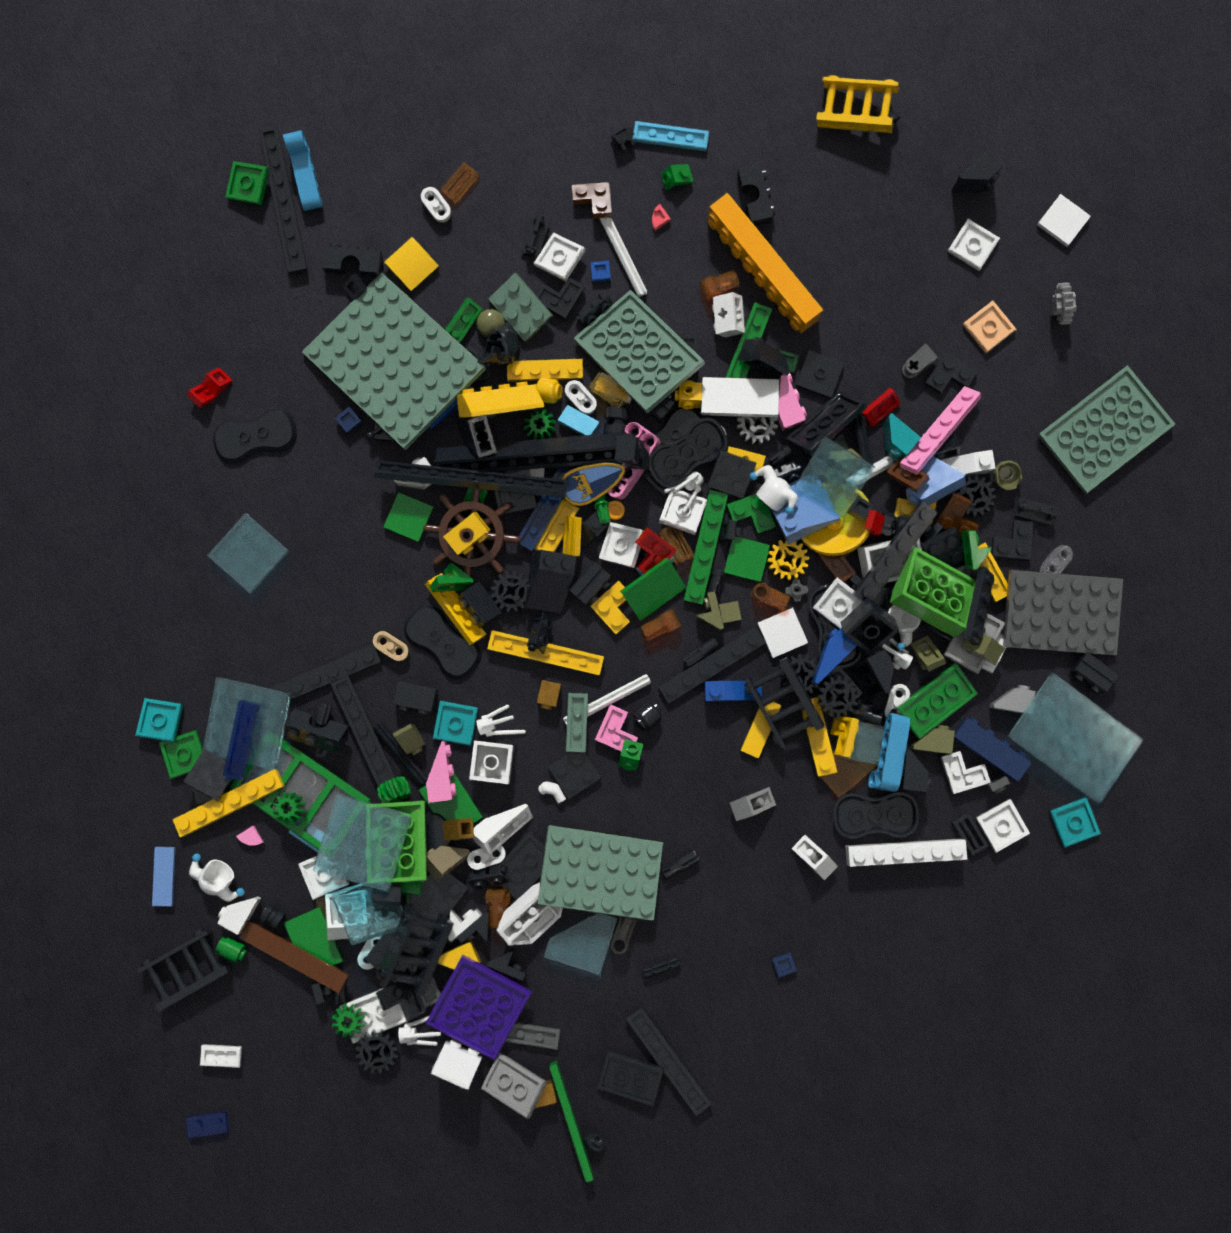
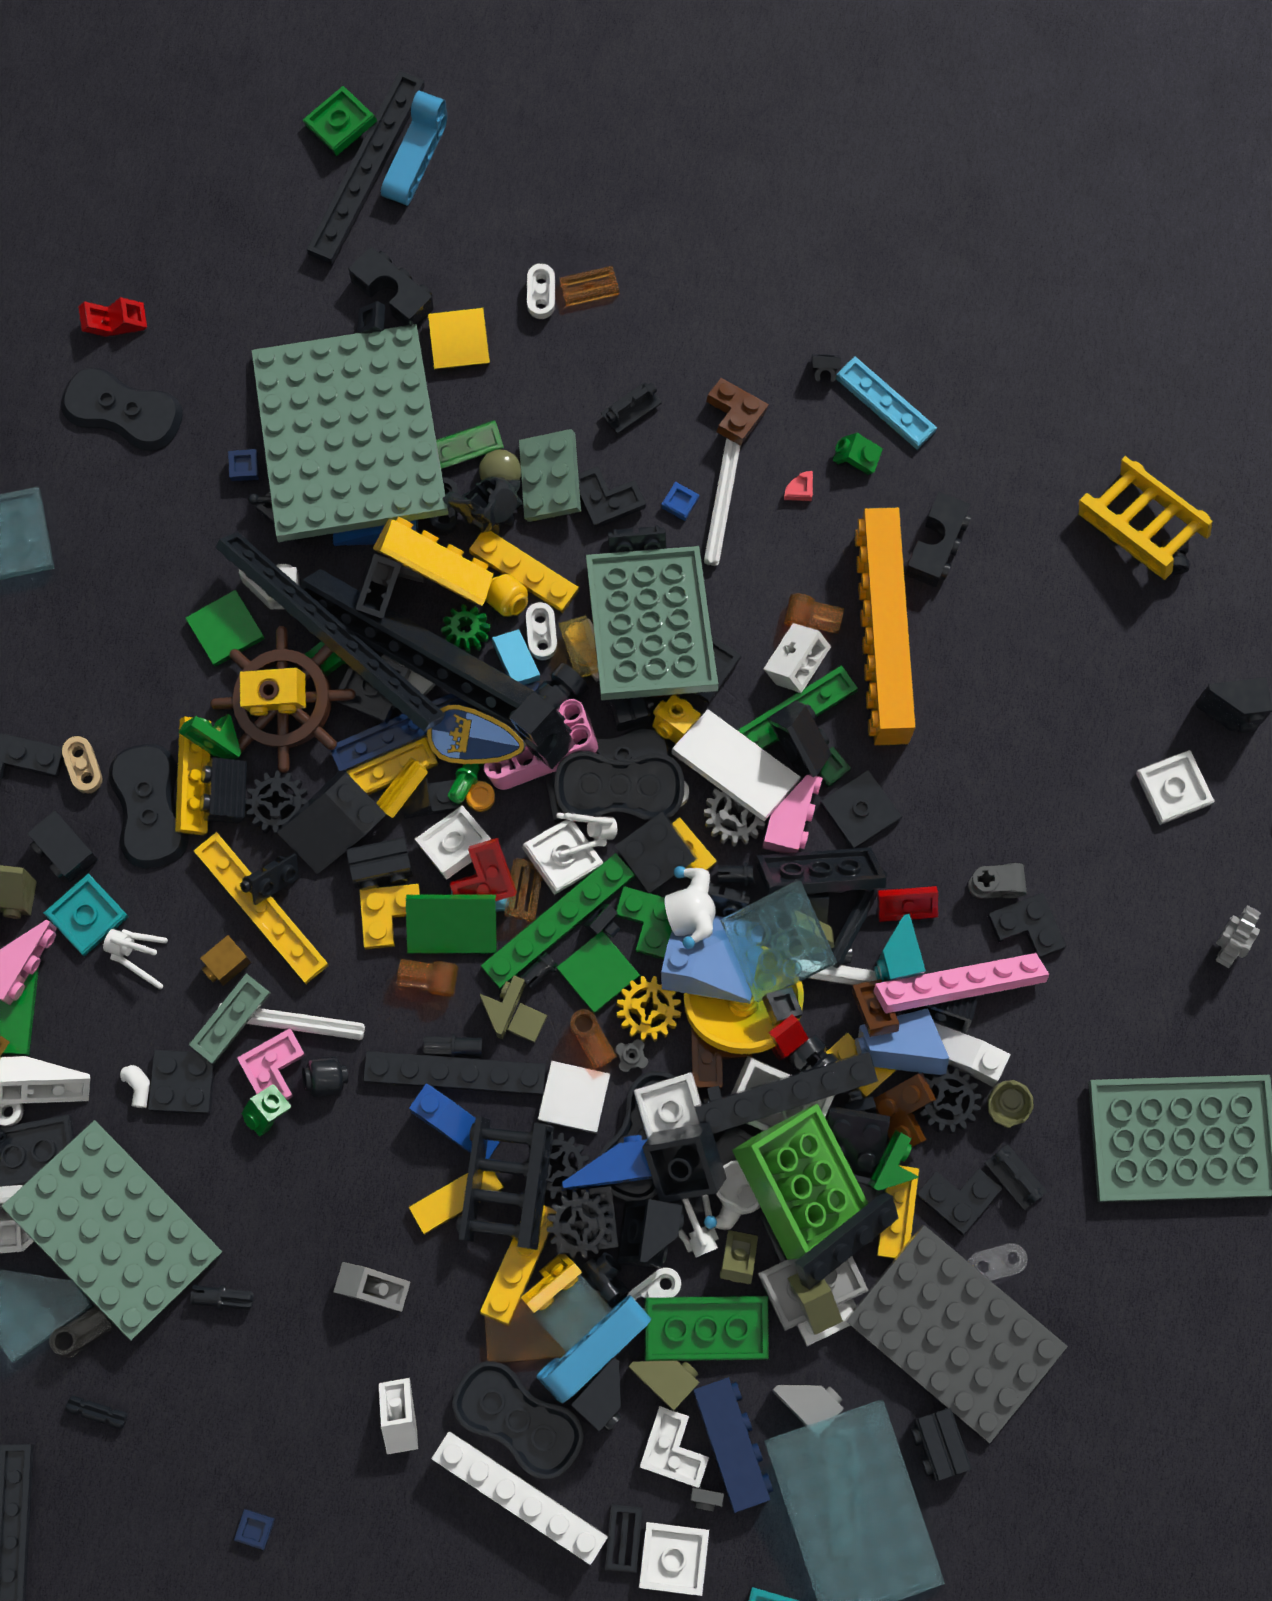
camera: 35 degrees right, 10 degrees down
(491, 762) = (89, 992): white brick -> none
(559, 256) = (642, 449): white tile -> none
(989, 327) = (1122, 902): light nougat tile -> none

